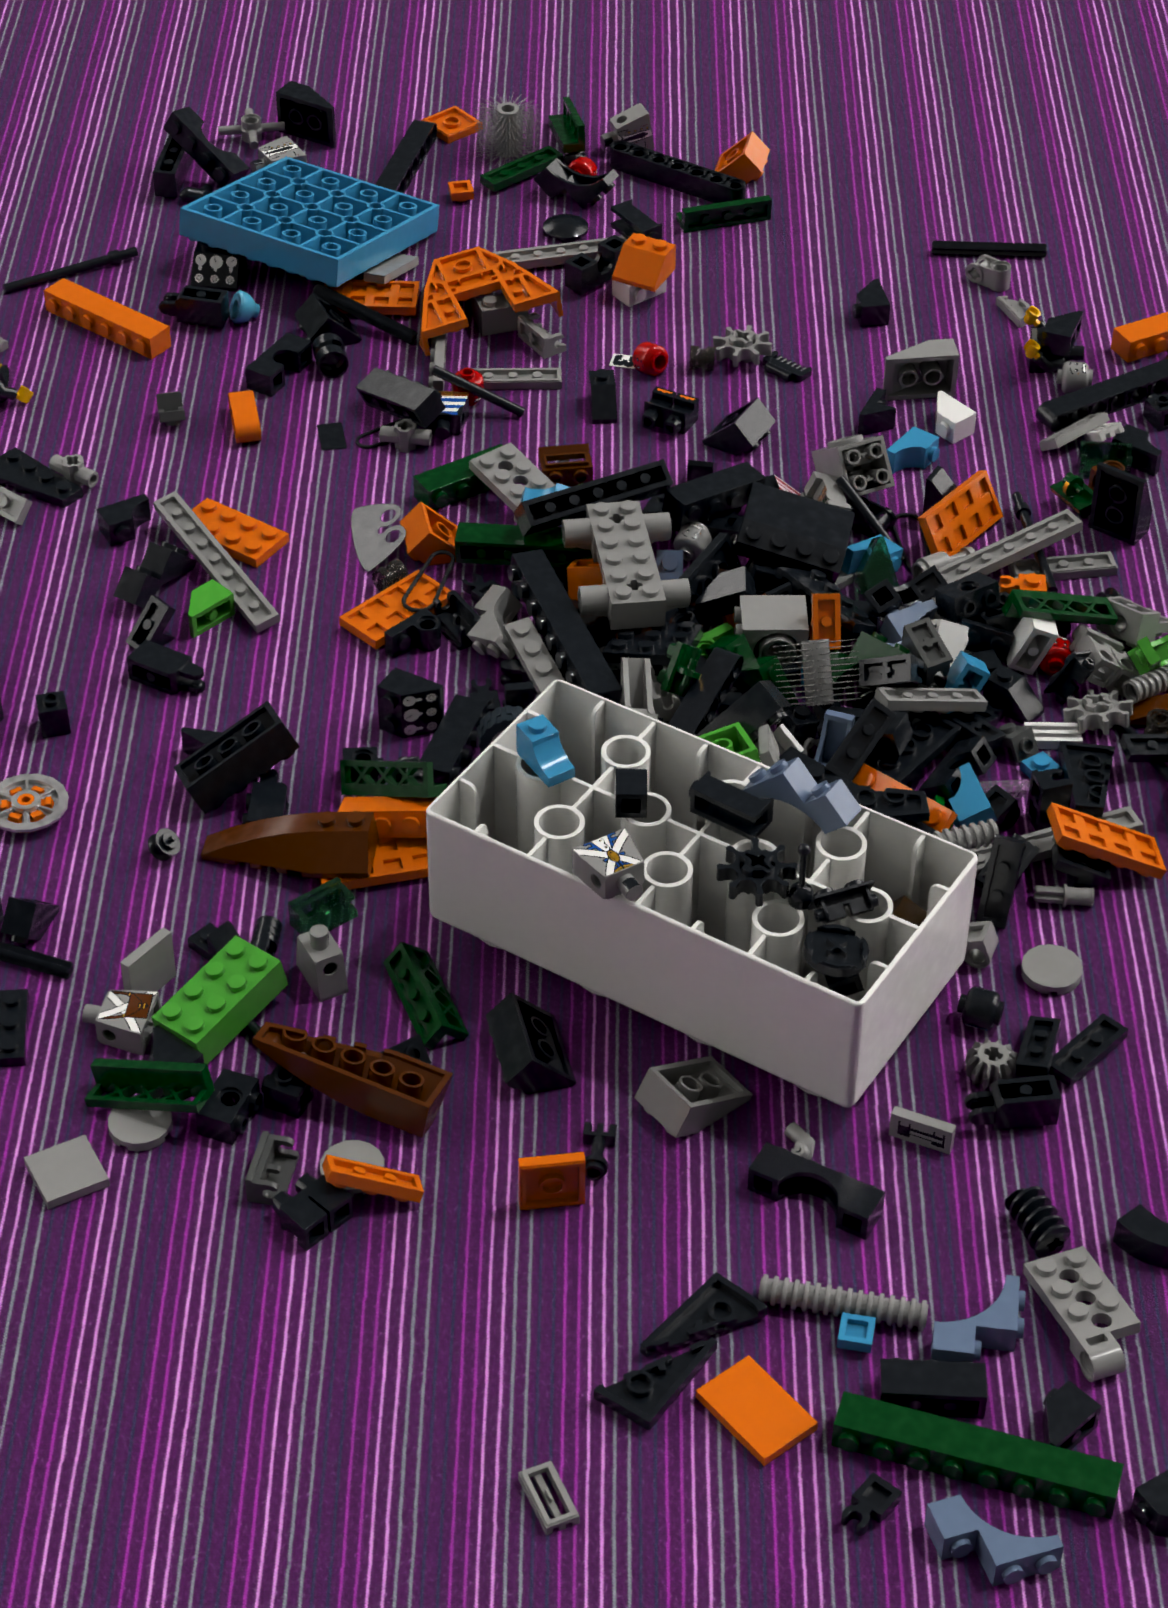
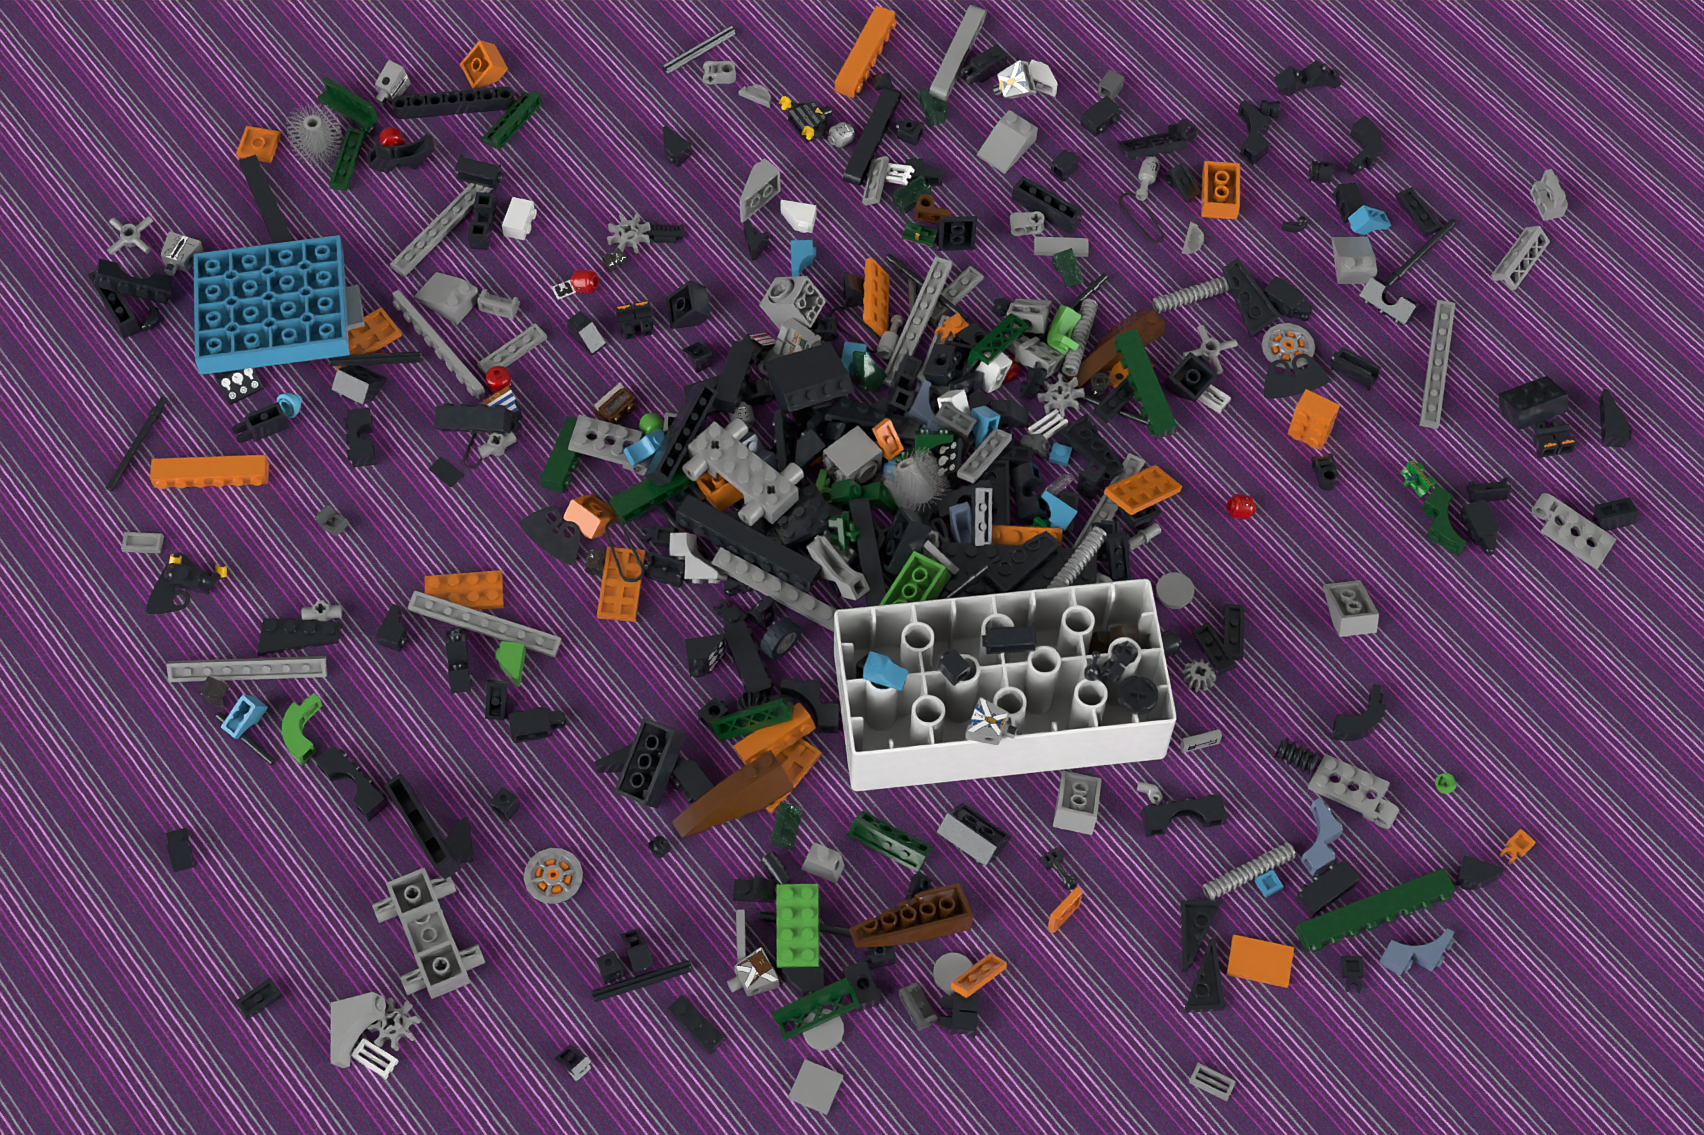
camera: 40 degrees left, 20 degrees up
(244, 416) = (382, 495): orange beam -> none
(306, 114) = (163, 201): black slope -> none
(330, 355) = (390, 410): black wheel -> none
(418, 630) = (649, 596): black plate -> none
(461, 190) = (326, 205): orange plate -> none
(475, 274) = (418, 291): orange piece -> none
(478, 391) = (513, 381): black piece -> none
(565, 227) = (423, 195): black dish -> none
(645, 262) = (520, 206): orange slope -> none
(757, 871) = (1069, 672): black gear -> none
(825, 803) = (1032, 604): sand blue arch -> none
(862, 508) = (824, 331): black bar -> none
(889, 670) = (954, 454): black hinge -> none
(1016, 1103) = (1233, 692): black hinge -> none
(1060, 334) = (816, 110): black slope -> none
(1069, 1416) = (1396, 860): black slope -> none

